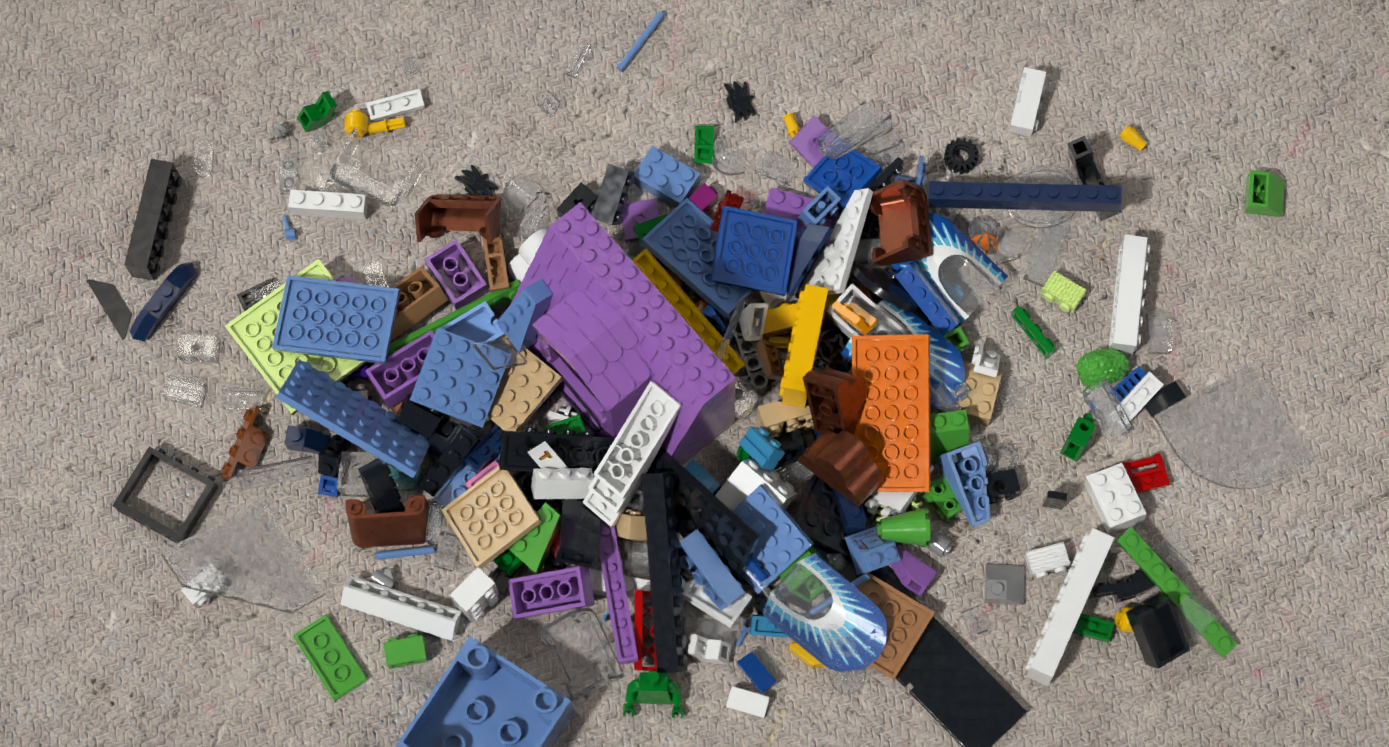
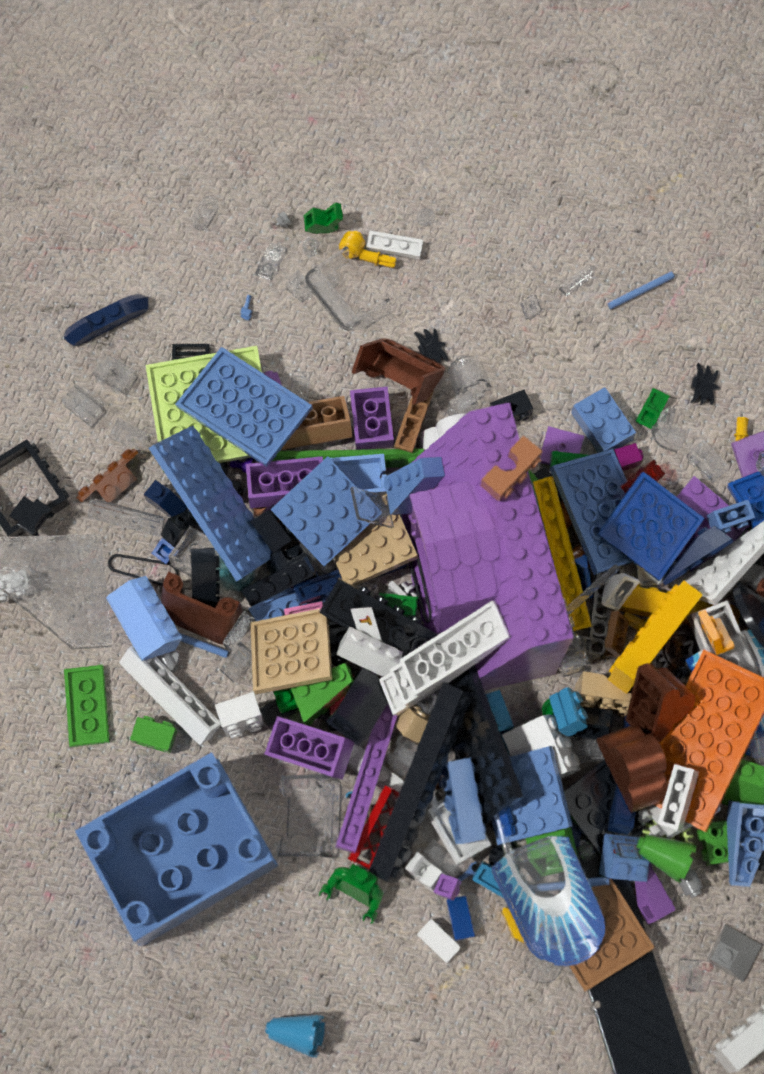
camera: 25 degrees right, 0 degrees up
(113, 305) = (63, 302): black sticker -> none
(153, 219) = (133, 244): black brick -> none
(191, 512) = (31, 515): none -> black piece
(258, 294) = (192, 352): clear plate -> none
(314, 521) = (137, 558): none -> black piece
(328, 204) = (291, 303): white brick -> none
(344, 553) = (144, 618): none -> light blue slope
(608, 275) = (500, 482): none -> nougat arch
(613, 194) = (547, 414): black brick -> none
(732, 651) = (447, 887): none -> medium lavender tile
(892, 473) = (678, 797): none -> white brick

